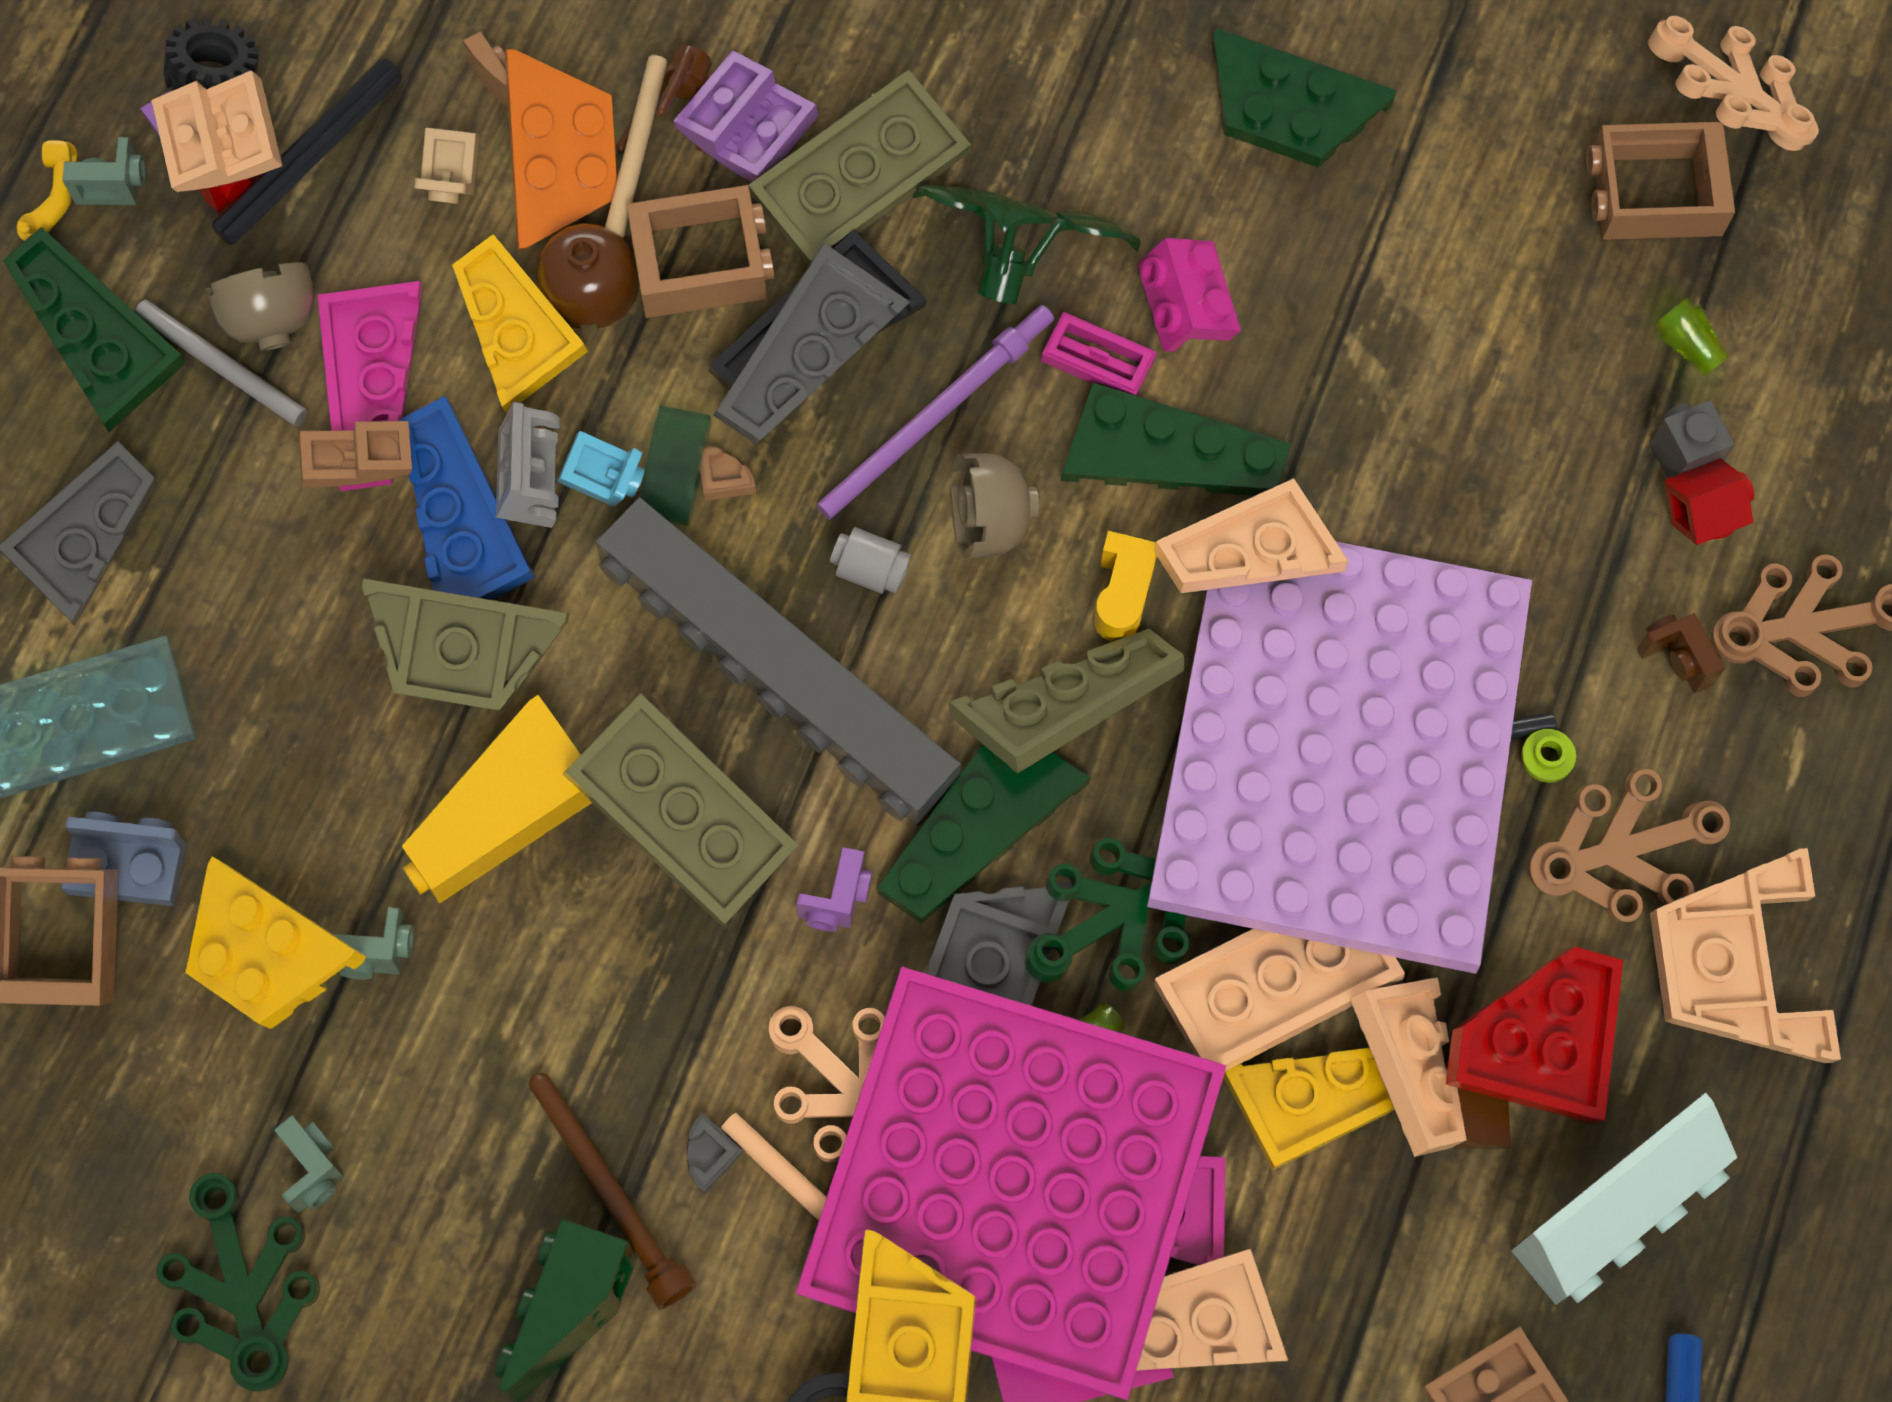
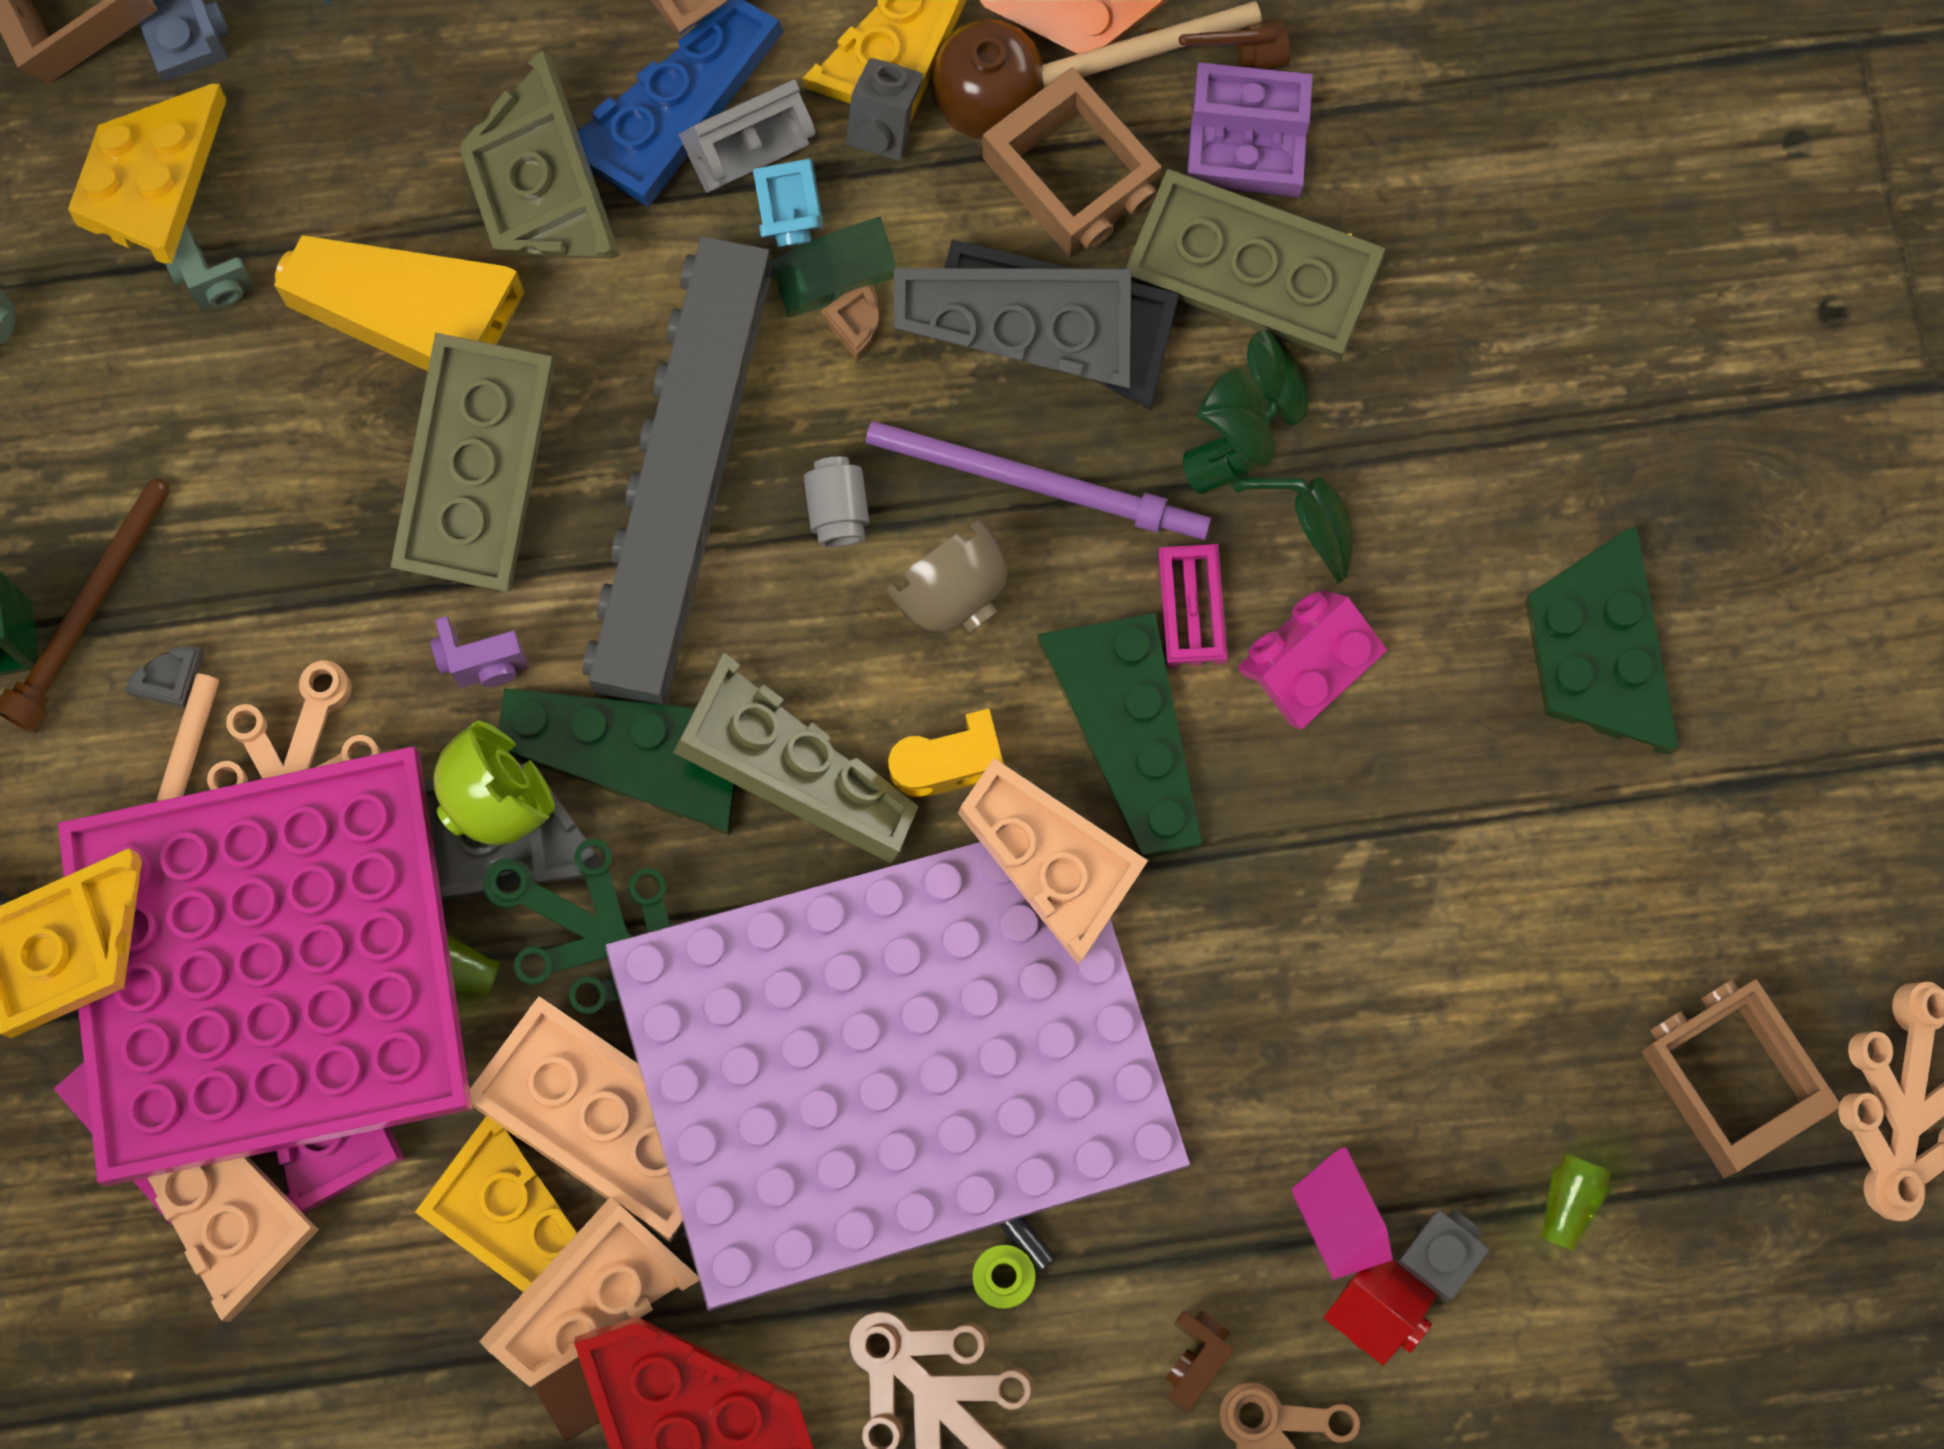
camera: 65 degrees right, 5 degrees up
(569, 359) = (883, 108): none -> dark grey bracket
(970, 928) = (487, 790): none -> lime cylinder
(1630, 488) = (1342, 1216): none -> dark pink slope

